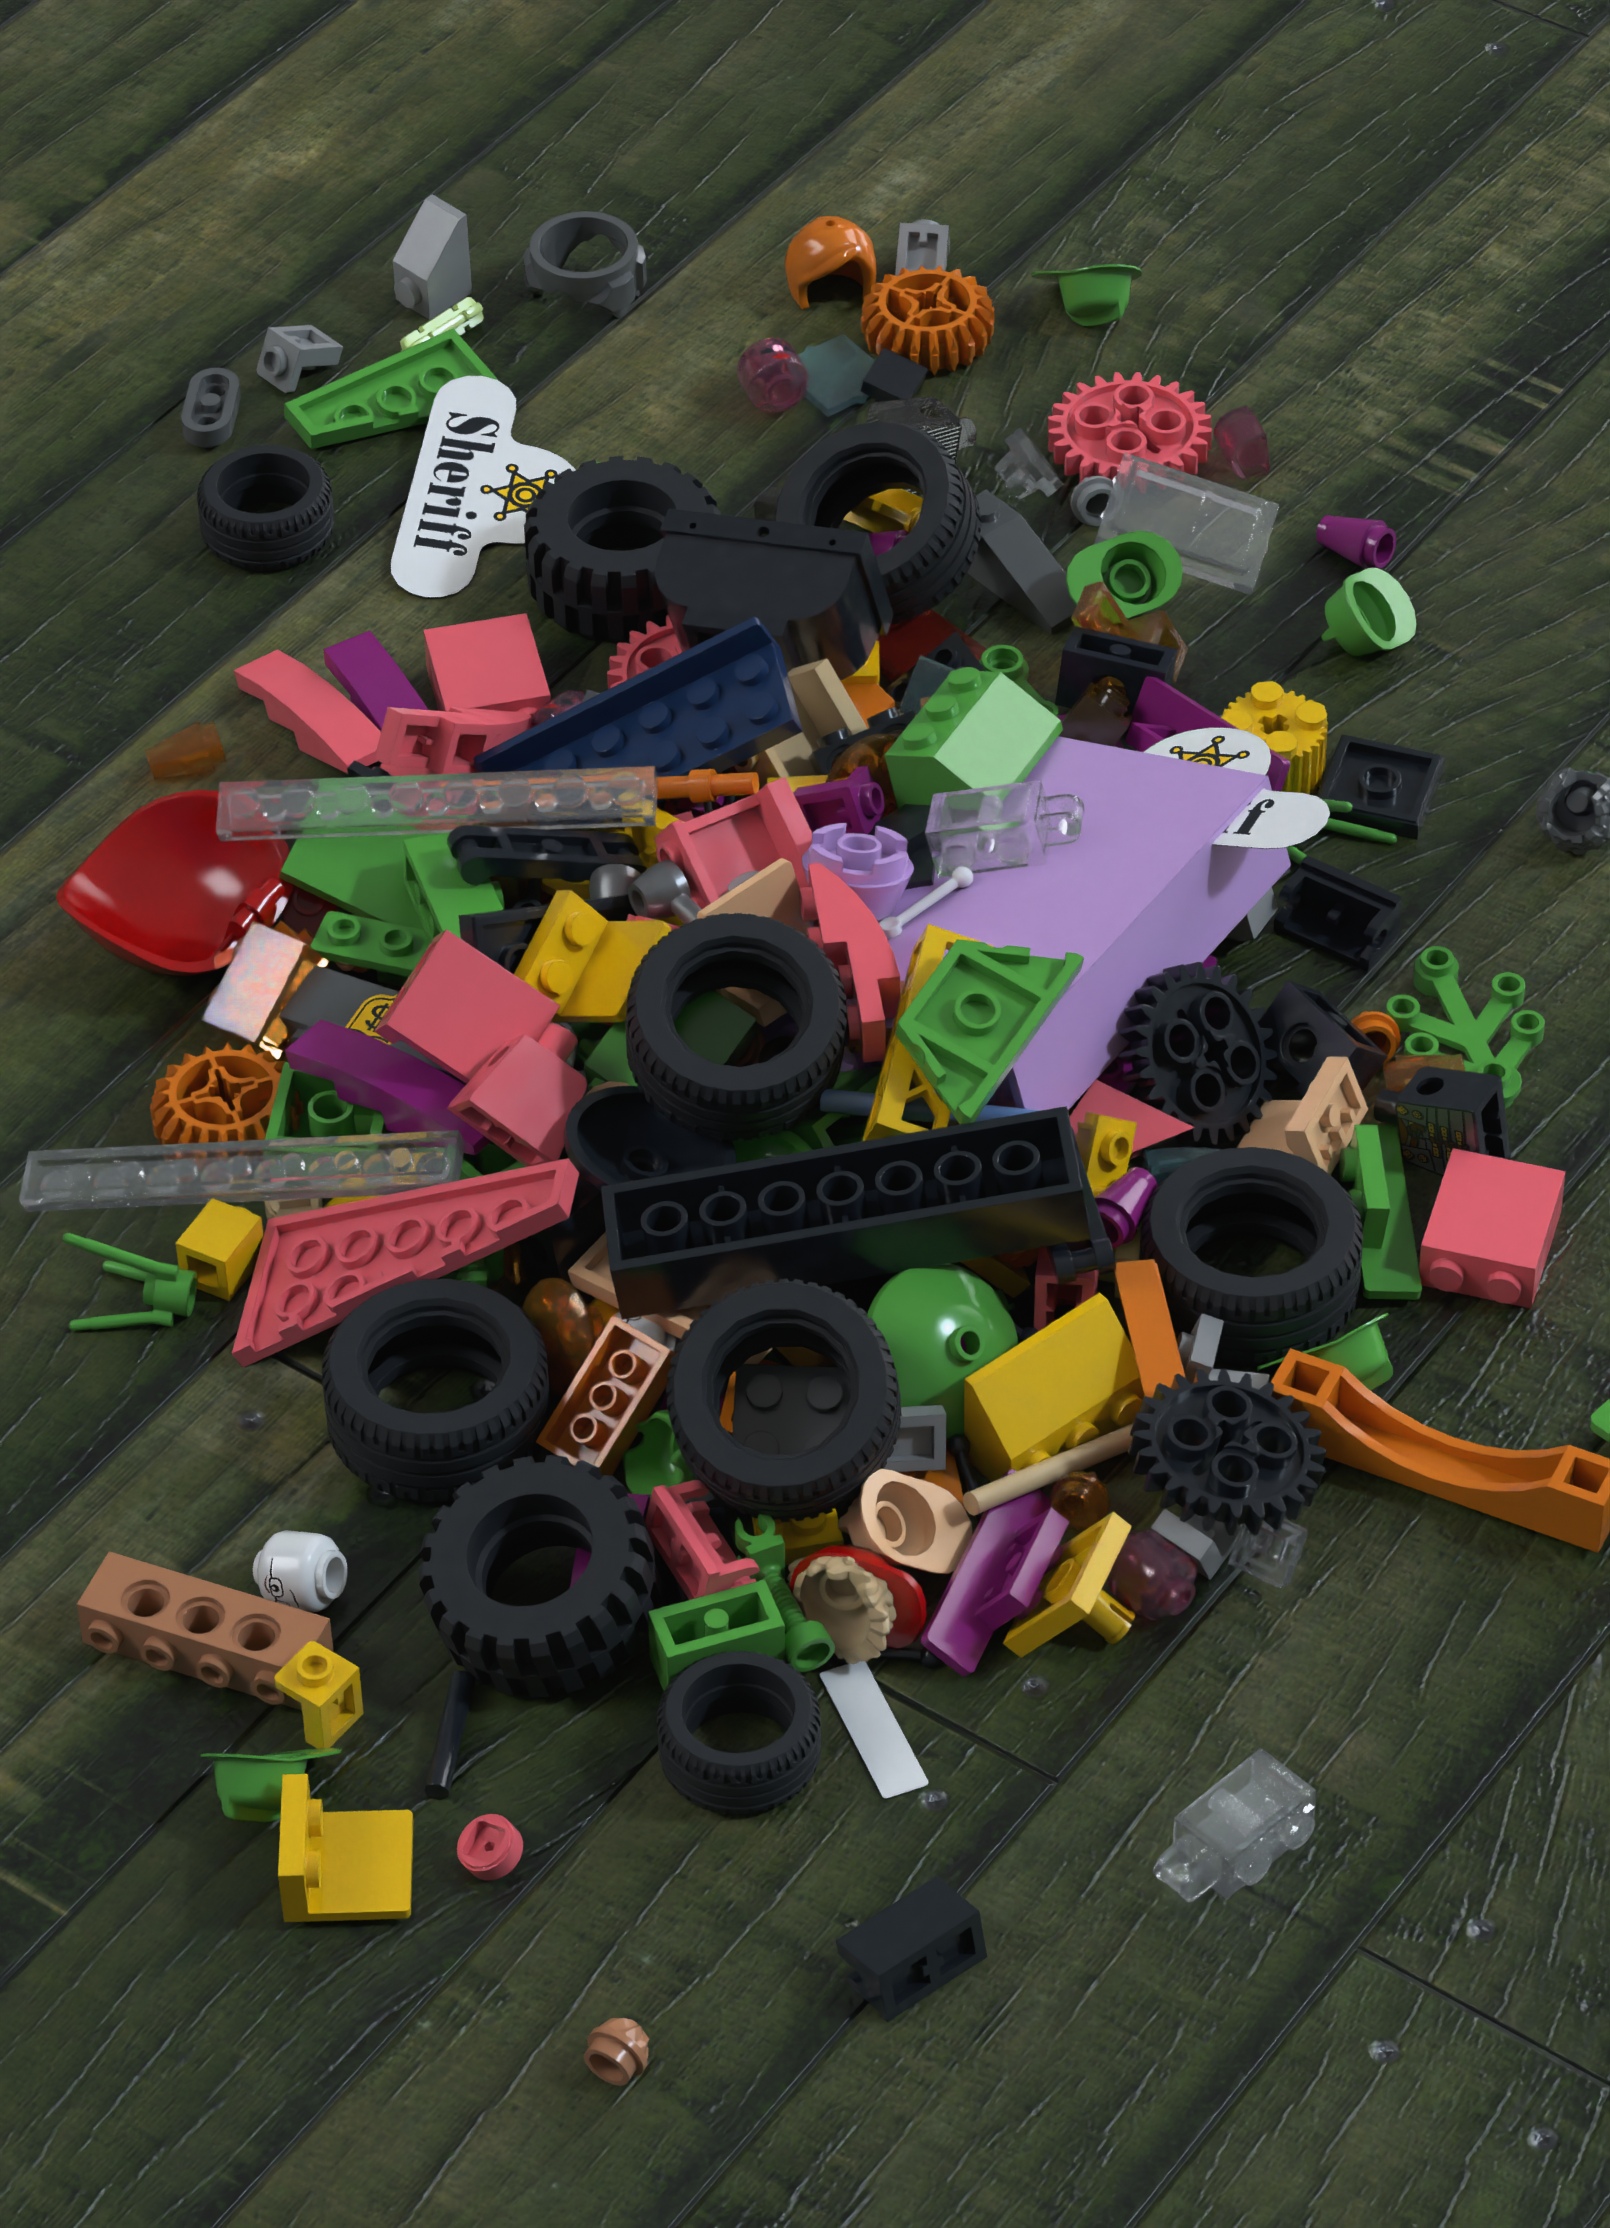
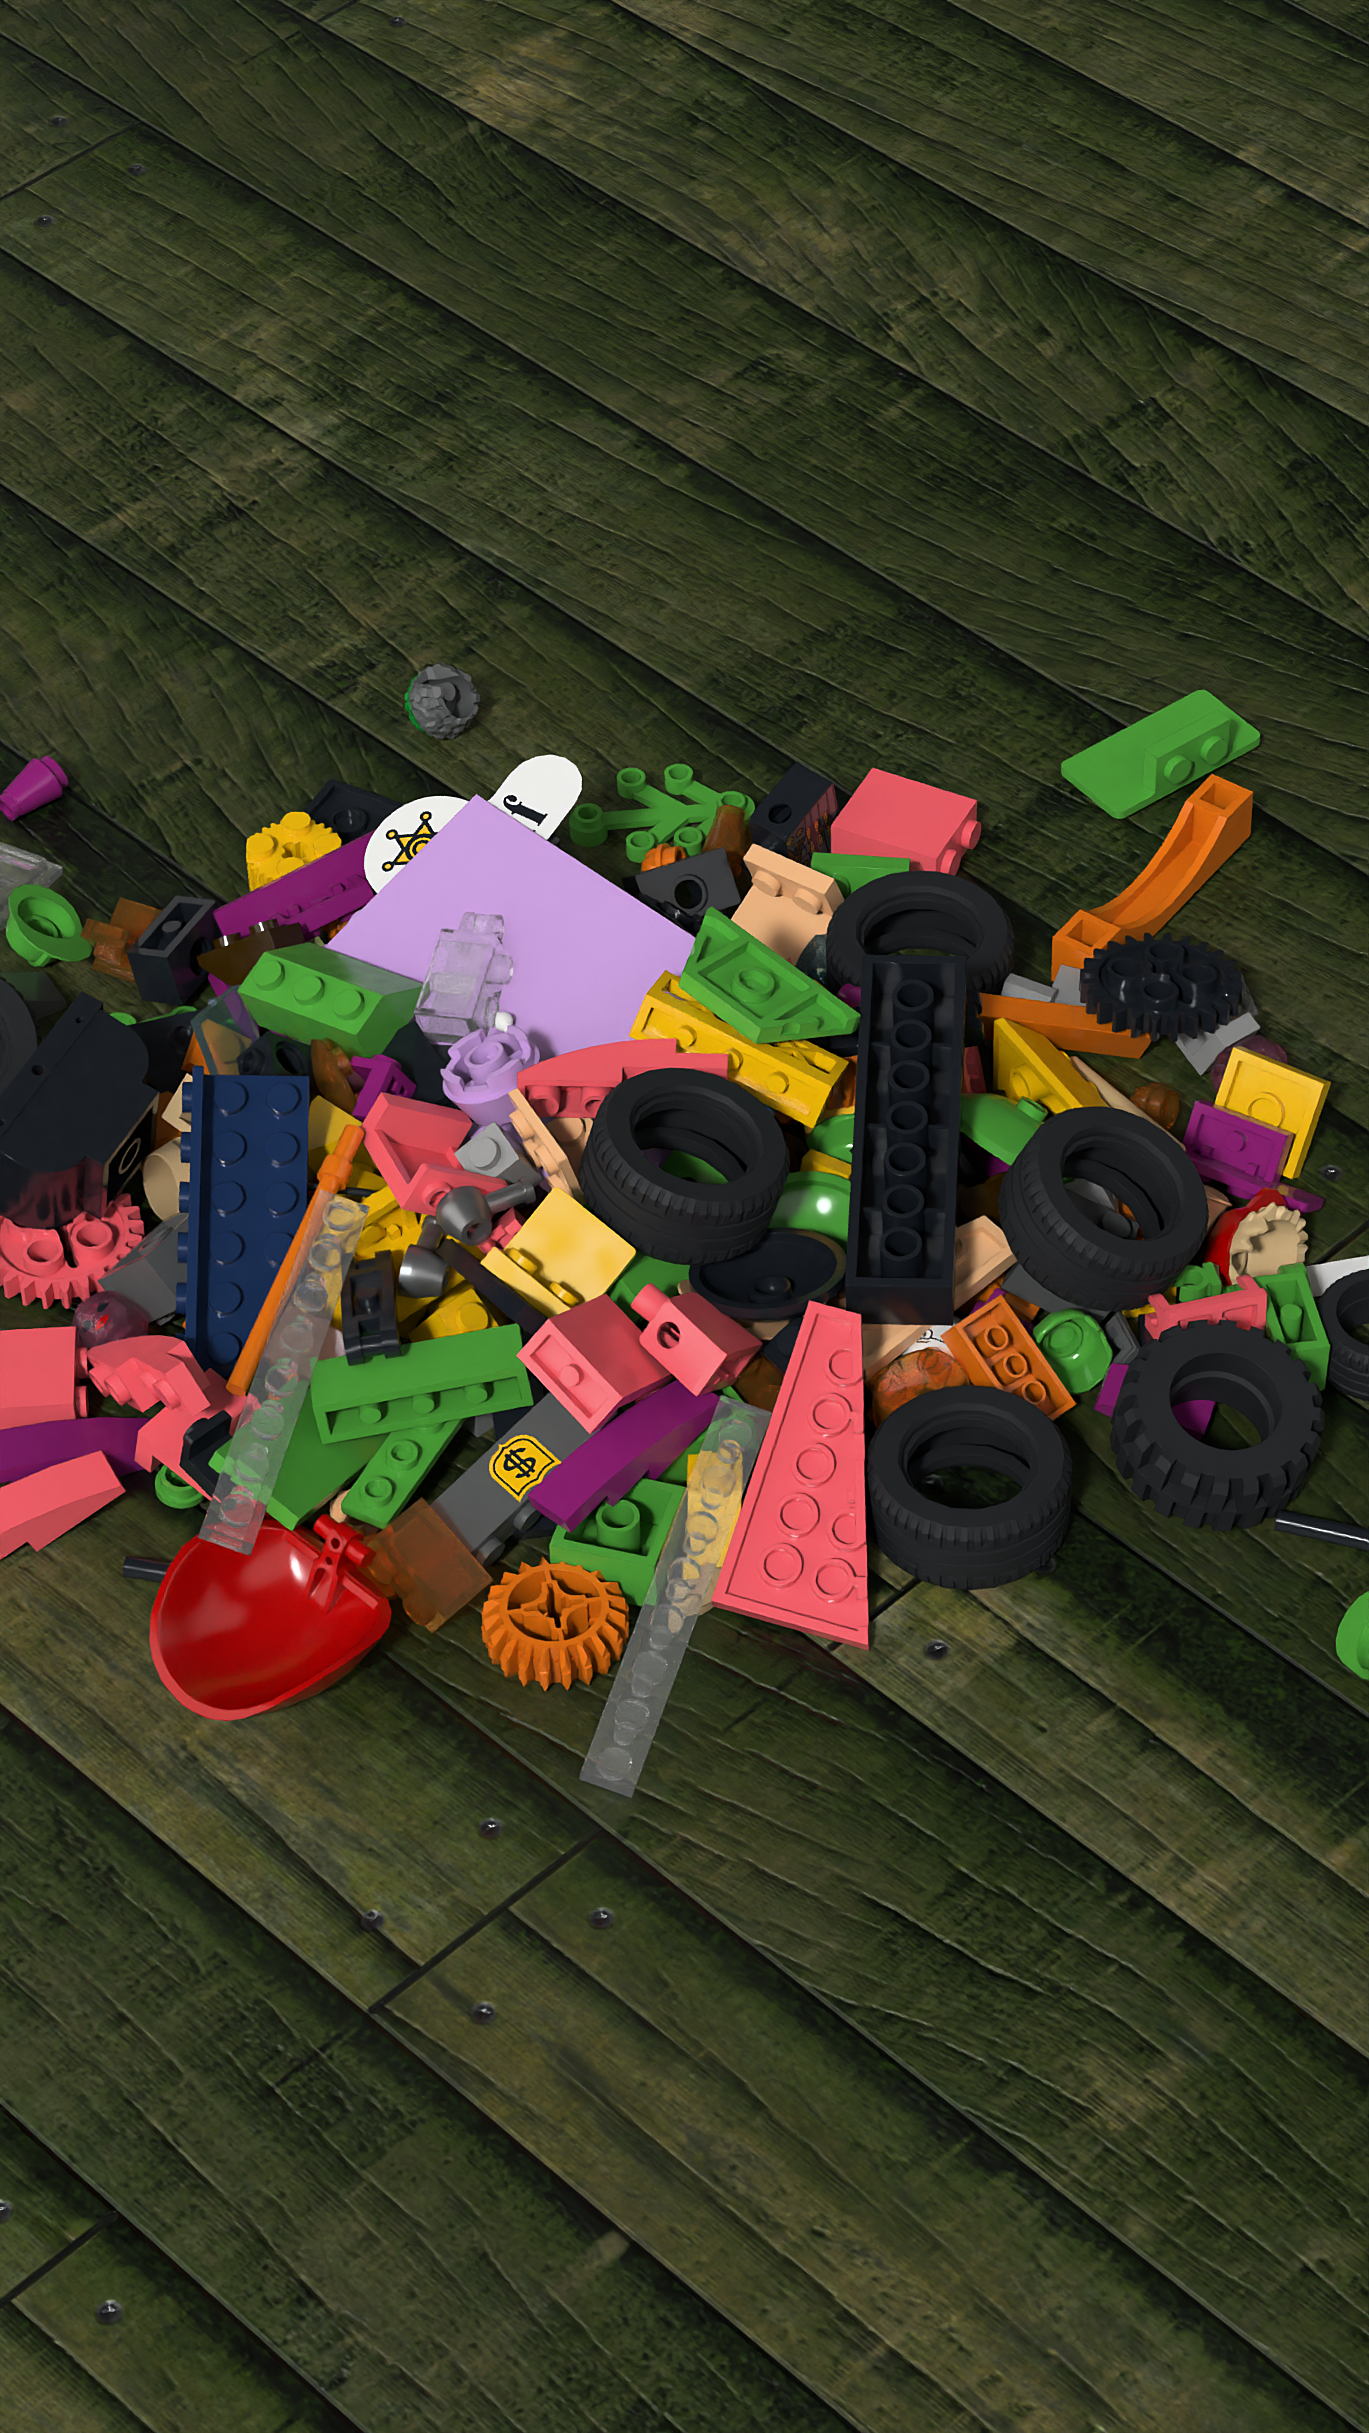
camera: 80 degrees left, 0 degrees up
(165, 1287) = (776, 1688): bright green plant -> none
(187, 752) = (31, 1622): clear orange cone -> none
(195, 1627) = (1211, 1681): nougat brick -> none
(221, 1248) = (739, 1638): yellow brick -> none
(300, 1570) = (1152, 1608): white head -> none
(327, 1691) = (1309, 1594): yellow bracket -> none
(1359, 1351) = (1034, 923): bright green piece -> none
(1369, 613) = (149, 798): bright green piece -> none

